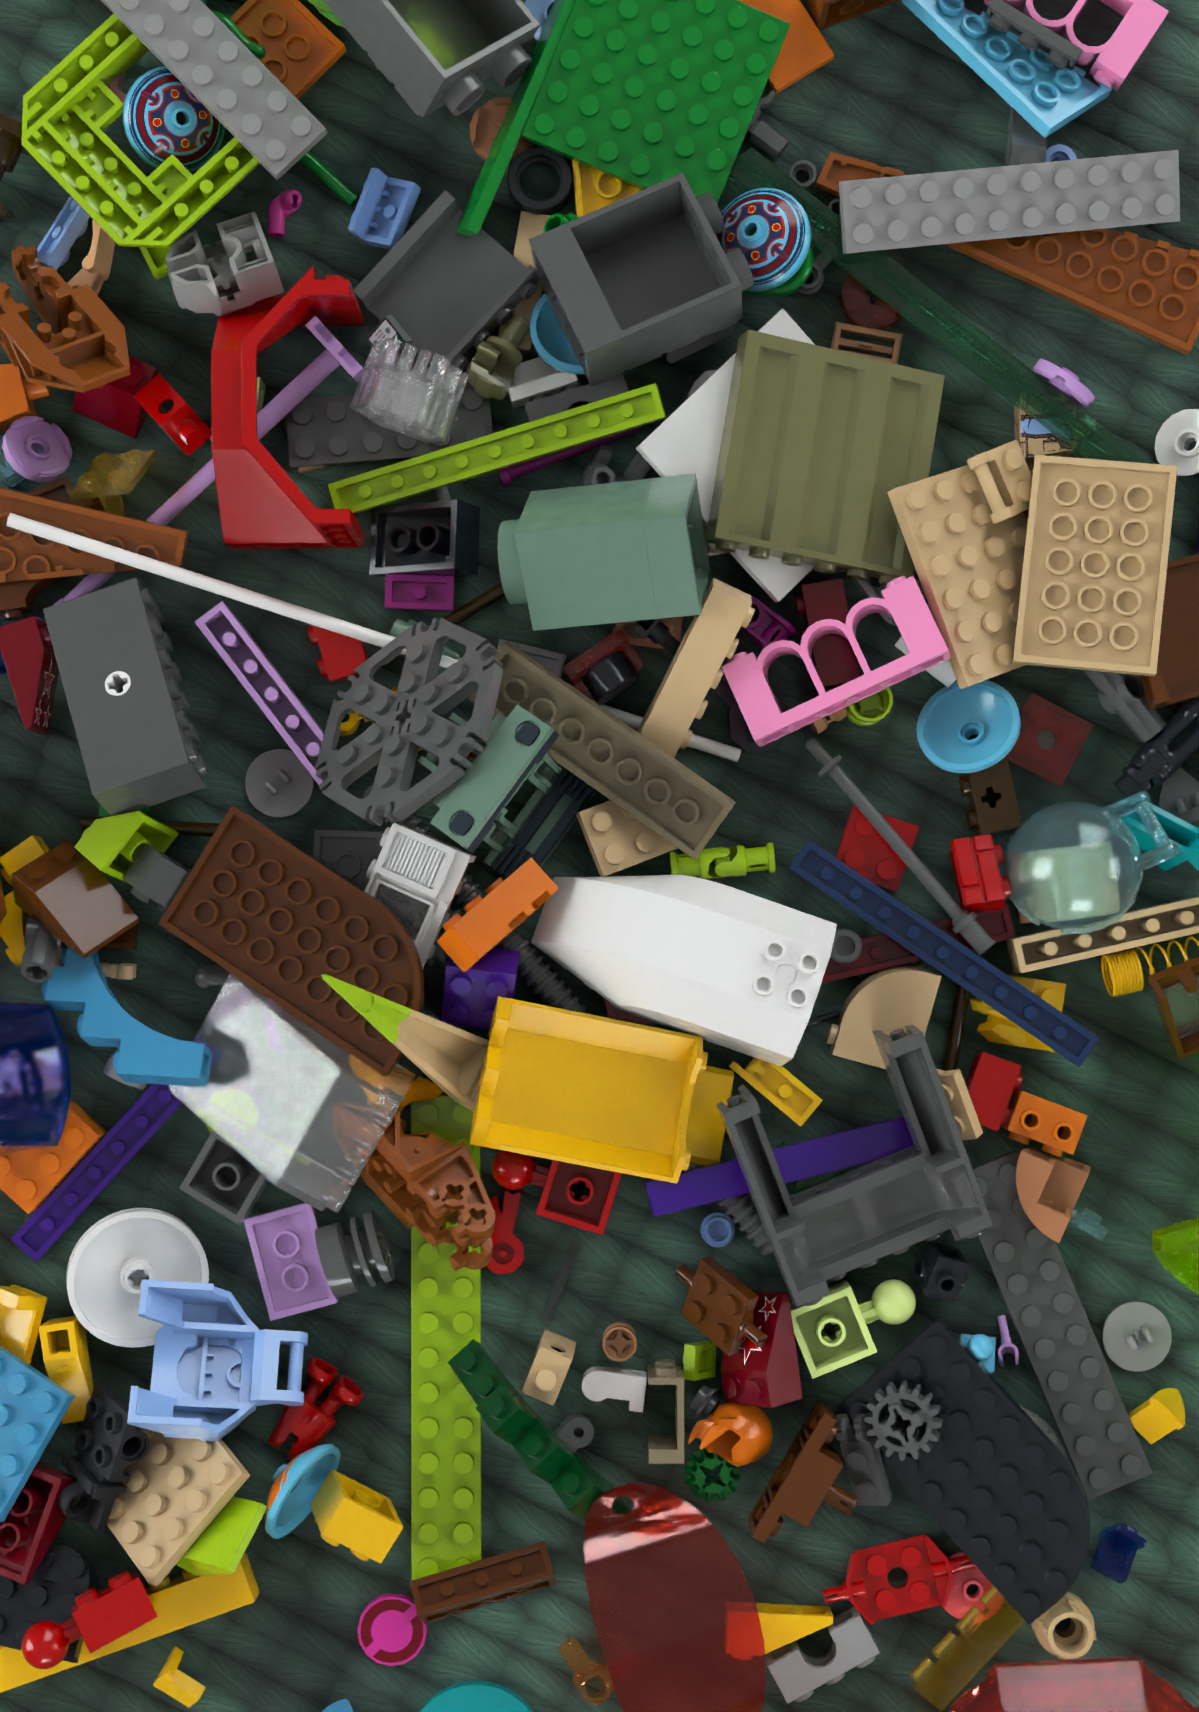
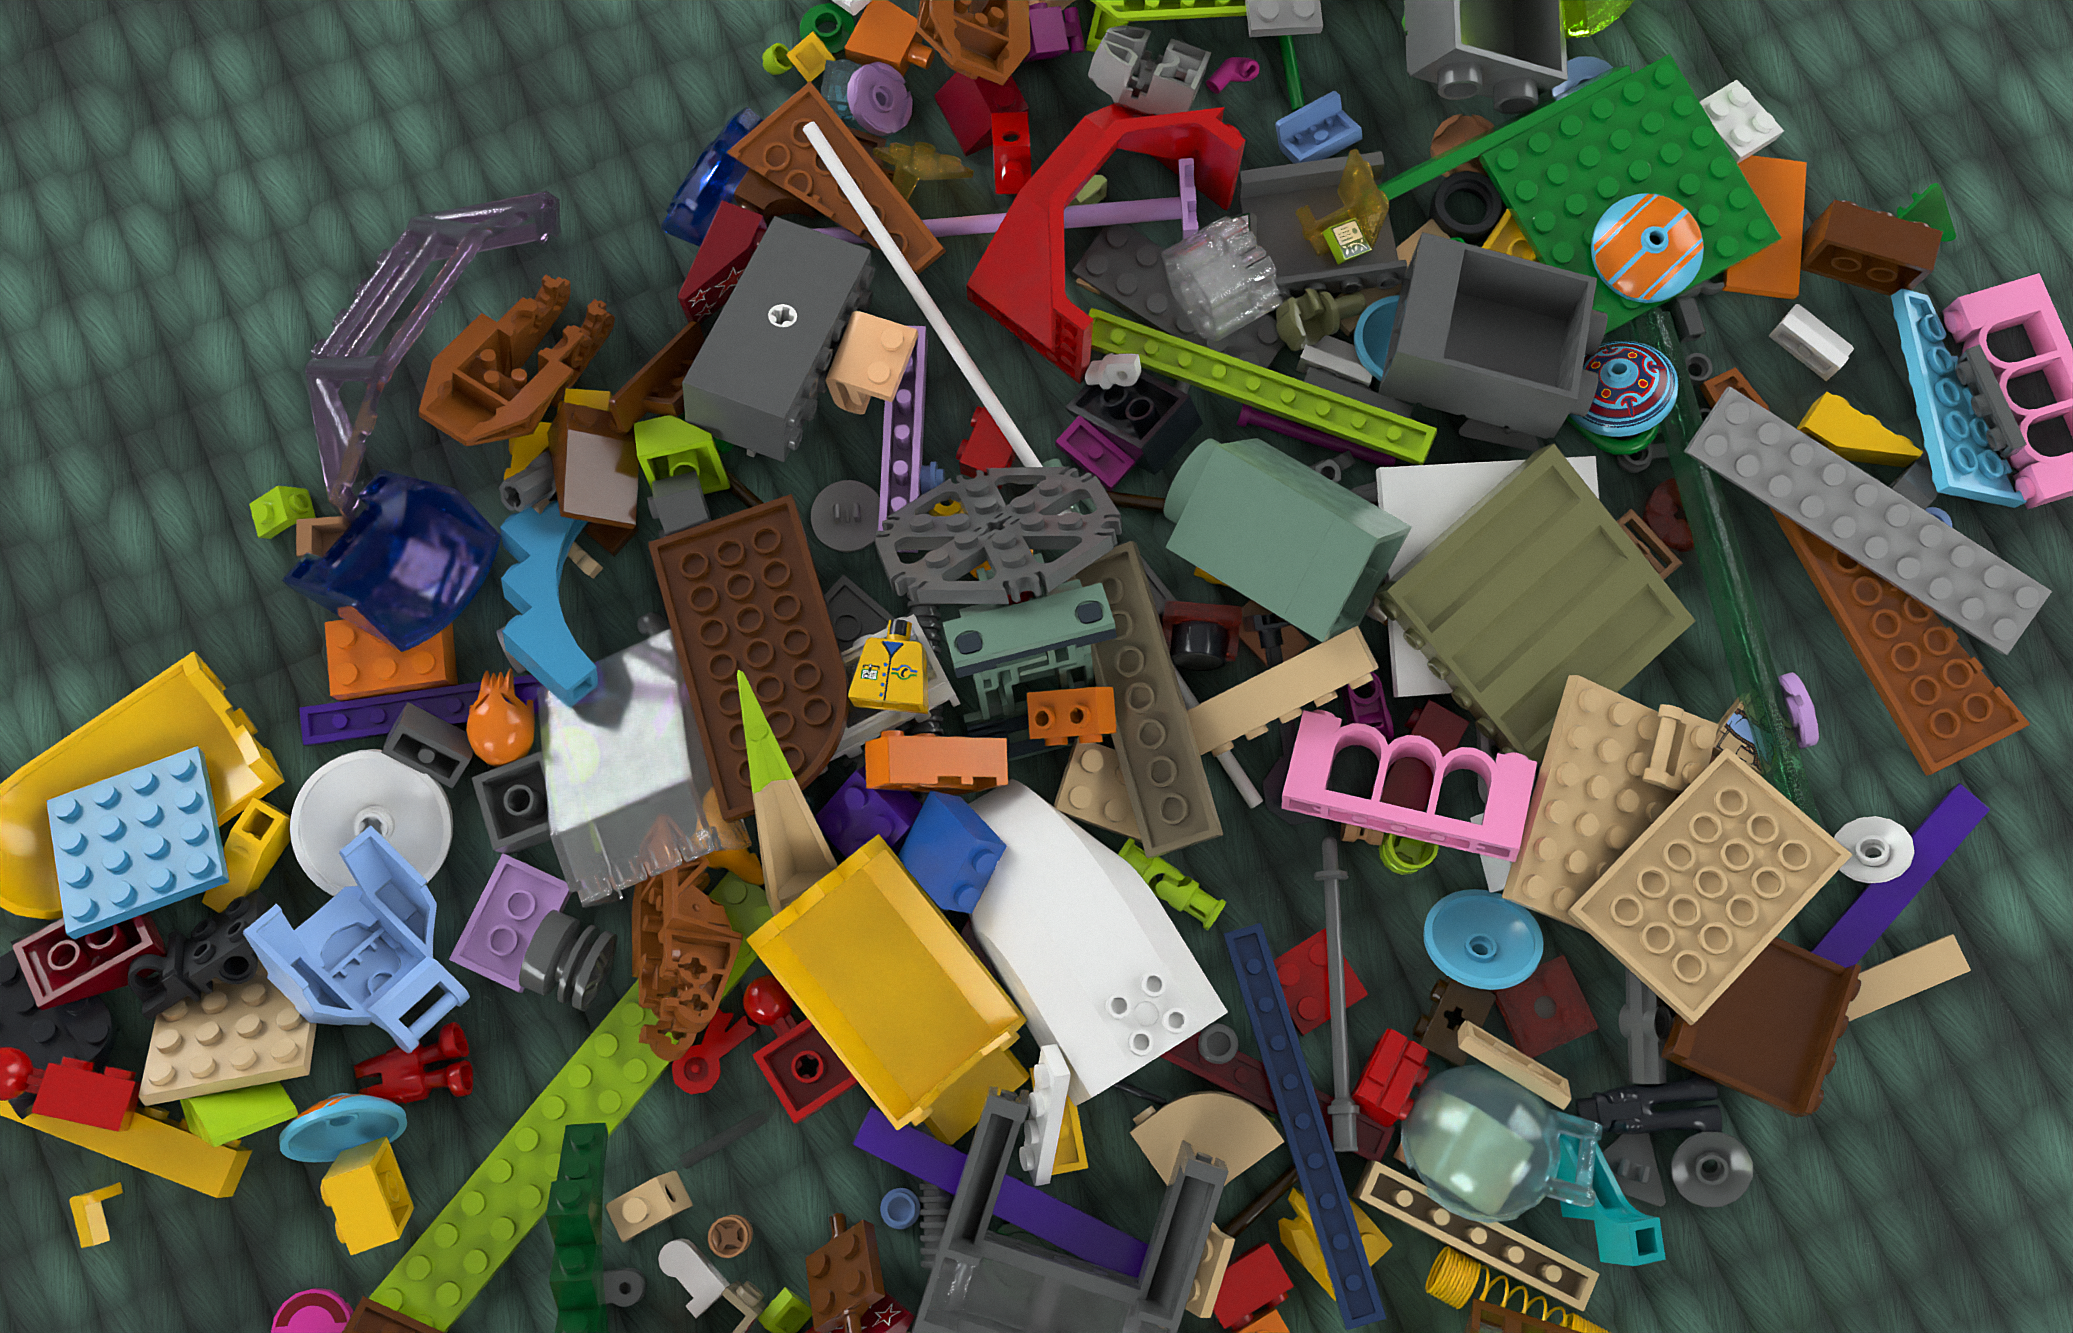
camera: 35 degrees right, 10 degrees down
(67, 796) = (659, 383): none -> reddish brown bracket
(120, 291) = (1050, 33): none -> magenta brick
(128, 1190) = (429, 745): none -> dark grey brick
(167, 1141) = (497, 728): none -> orange helmet
(205, 661) = (869, 361): none -> light nougat piece
(318, 708) = (931, 477): none -> medium blue plate
(383, 521) = (1114, 369): none -> white piece
(415, 877) = (892, 672): none -> yellow torso
(465, 246) = (1360, 200): none -> clear yellow plate
(474, 282) = (1346, 241): none -> tile
(560, 968) = (951, 852): none -> blue brick
(561, 802) = (1071, 713): none -> orange brick
(692, 134) = (1634, 264): none -> orange dish
(768, 1091) = (1045, 1114): none -> white plate
(871, 83) = (1812, 342): none -> white panel
(942, 141) = (1855, 435): none -> yellow slope
(1055, 798) = (1514, 1064): none -> tan tile

